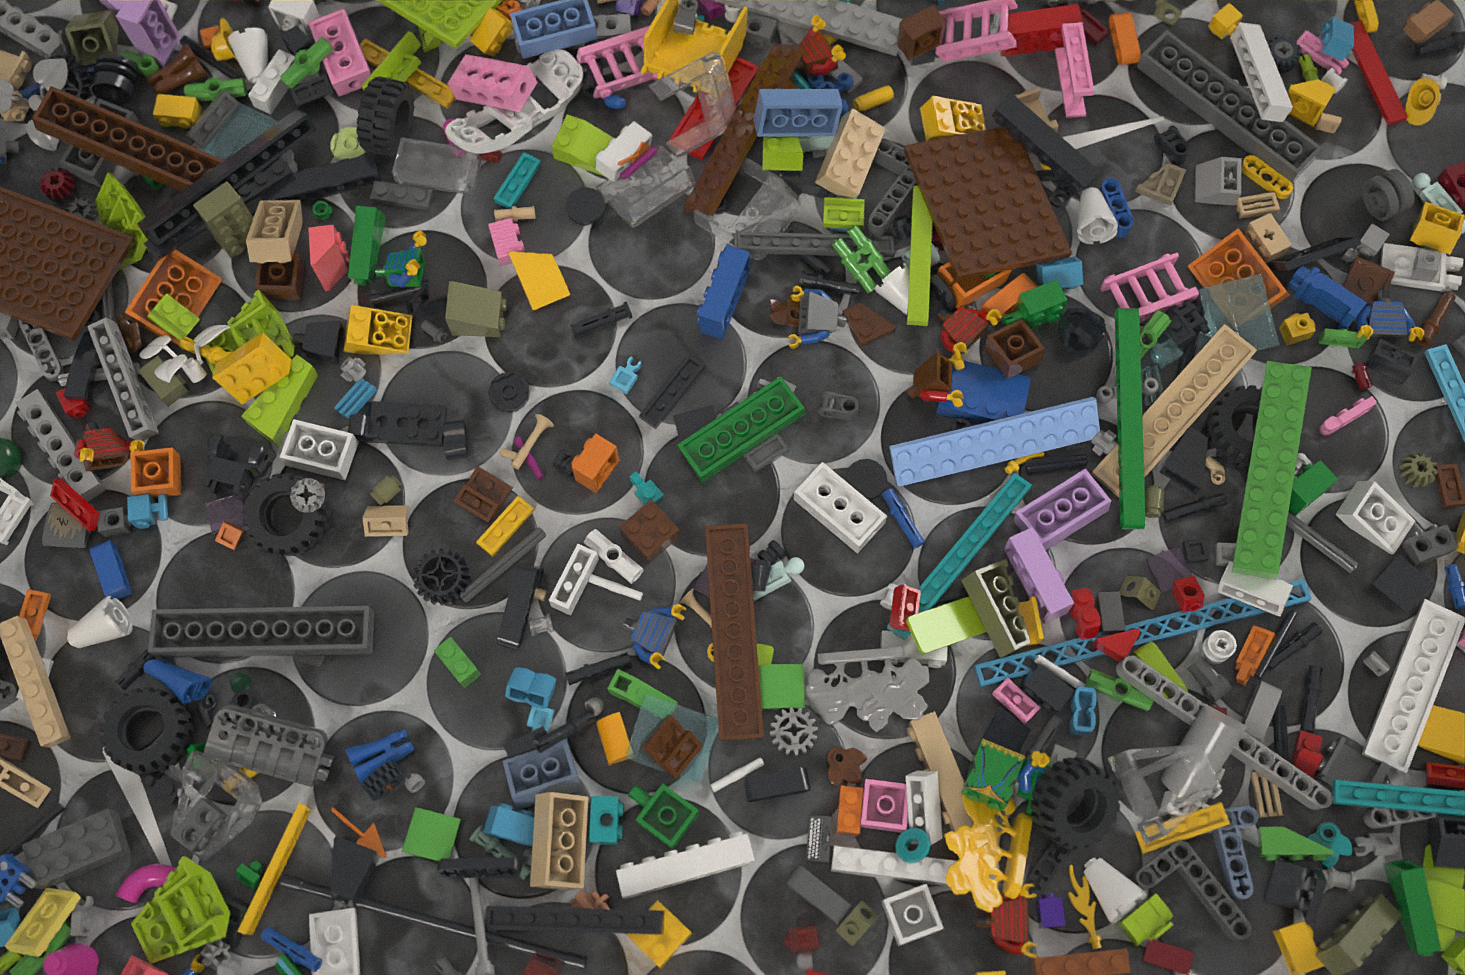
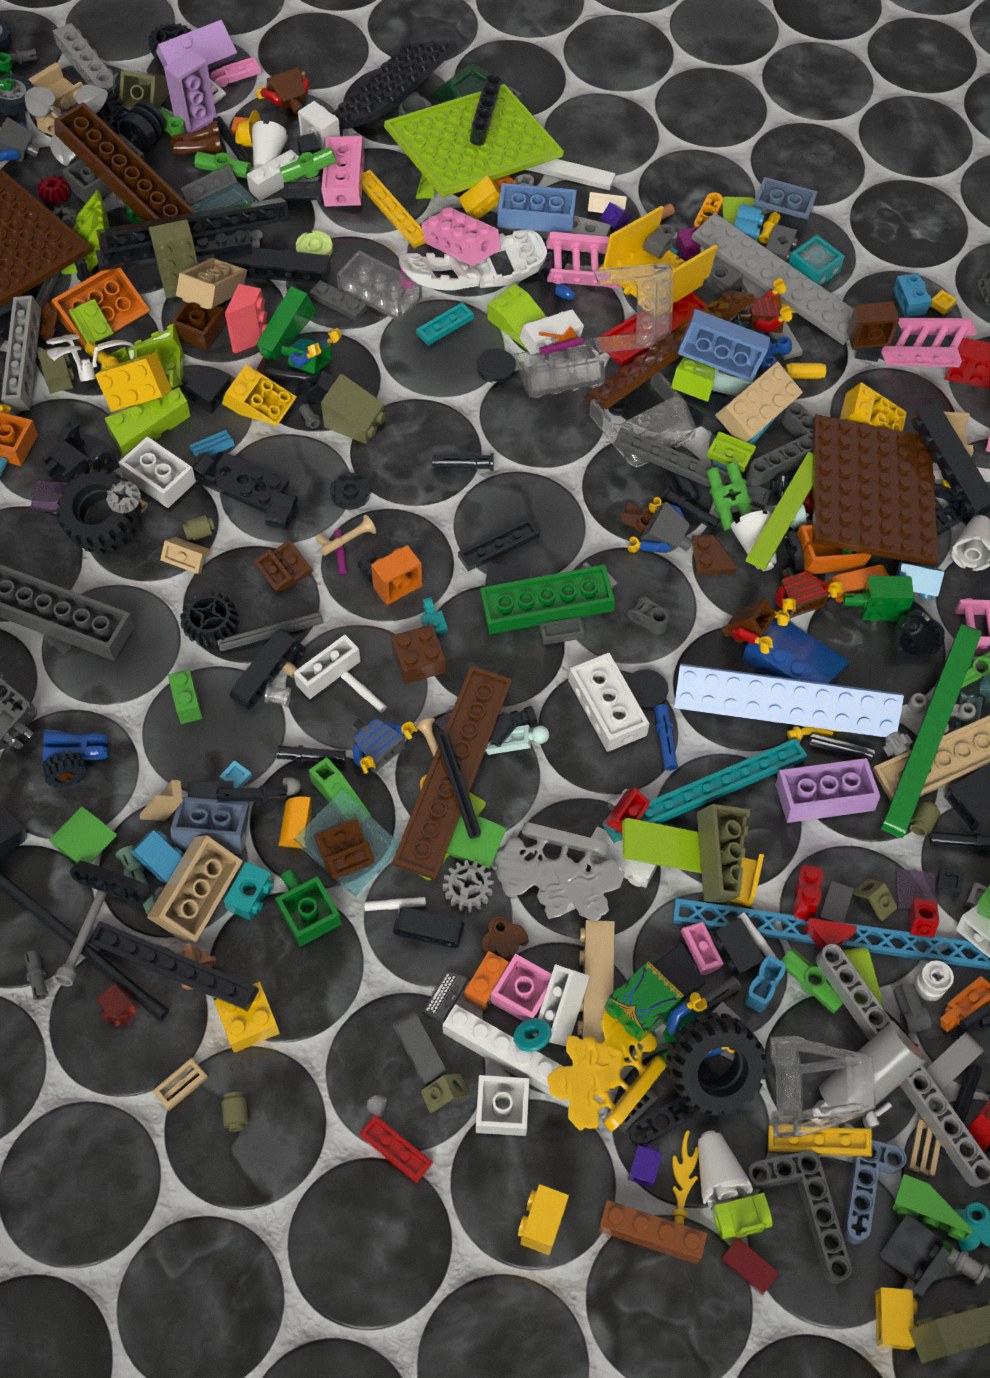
camera: 20 degrees right, 10 degrees down
(139, 268) = (82, 270): none -> black axle
(176, 111) = (181, 168): yellow brick -> none
(229, 535) = (43, 513): orange plate -> none
(318, 207) = (264, 285): green plate -> none
(353, 369) = (221, 419): light grey gear -> none
(369, 839) = (28, 818): orange piece -> none
(385, 115) = (352, 224): black tyre -> none
(399, 62) = (382, 197): lime bracket -> none
(414, 783) = (94, 790): light grey hinge -> none
(491, 772) = (164, 804): none -> tan panel
(494, 157) = (433, 296): clear red pin -> none
(505, 239) = (409, 367): bright pink brick -> none
(505, 526) = (289, 600): yellow tile -> none
(515, 213) = (429, 349): tan pin -> none
(530, 687) = (239, 744): dark azure brick -> none
(539, 277) = (424, 406): yellow slope -> none
(623, 564) = (379, 671): white piece -> none
(625, 377) = (462, 517): medium azure plate -> none
(685, 866) = (303, 964): white brick -> none
(724, 291) = (587, 476): blue brick -> none
(746, 645) = (459, 786): none -> black axle
(802, 939) = (383, 1082): clear red brick -> none
(1009, 923) = (598, 1155): torso -> none
(1014, 348) = (844, 626): reddish brown brick -> none
(1038, 575) = (776, 838): lavender brick -> none

